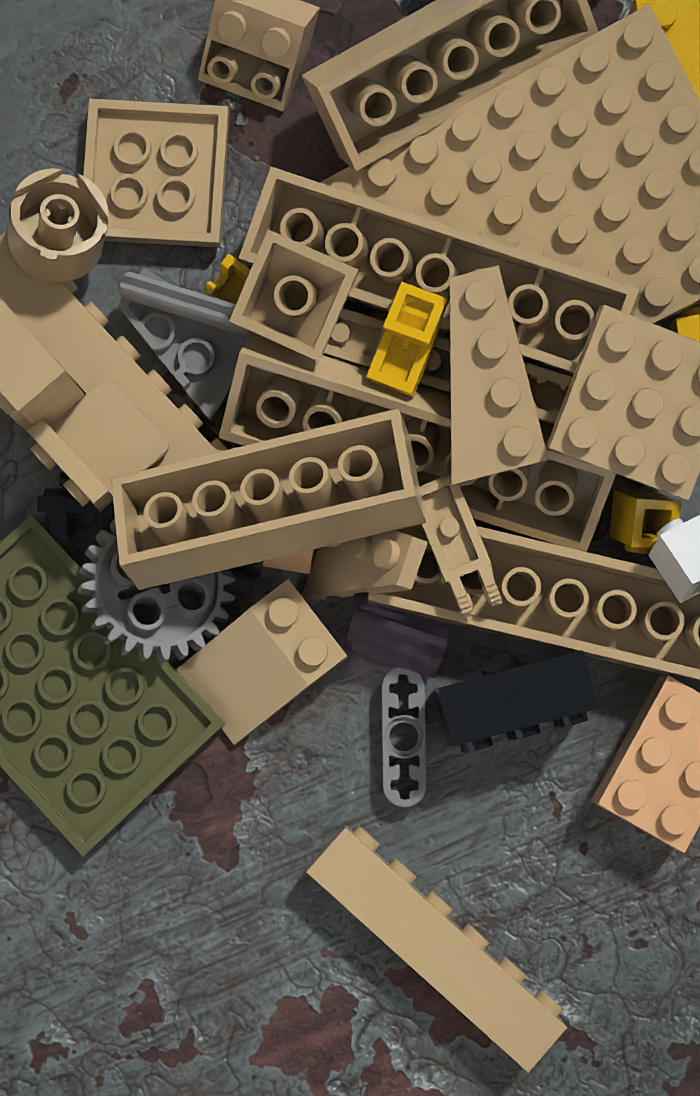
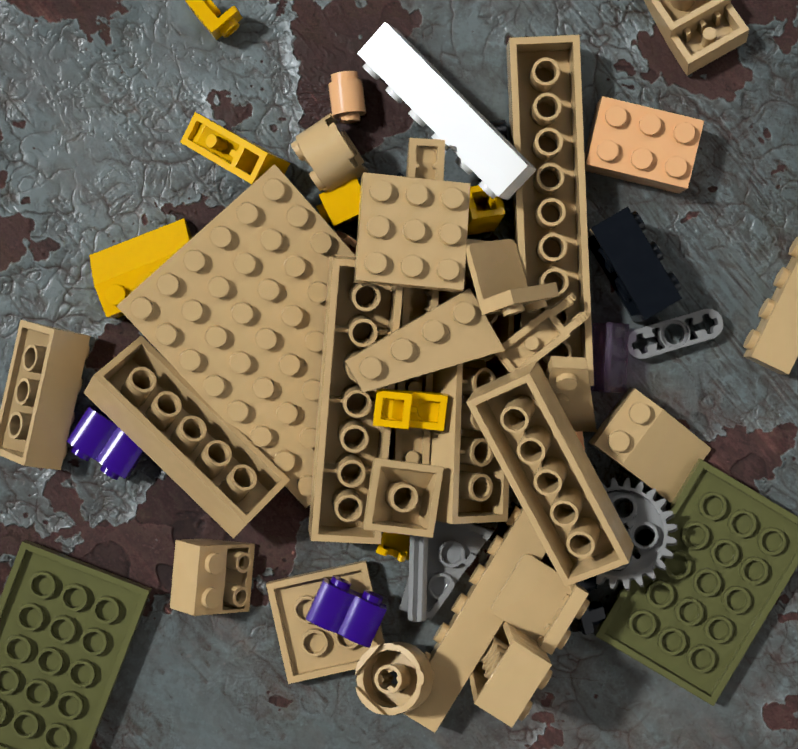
camera: 110 degrees left, 5 degrees up
(162, 194) = (347, 611): none -> dark purple brick
(547, 510) = (501, 279): none -> tan bracket

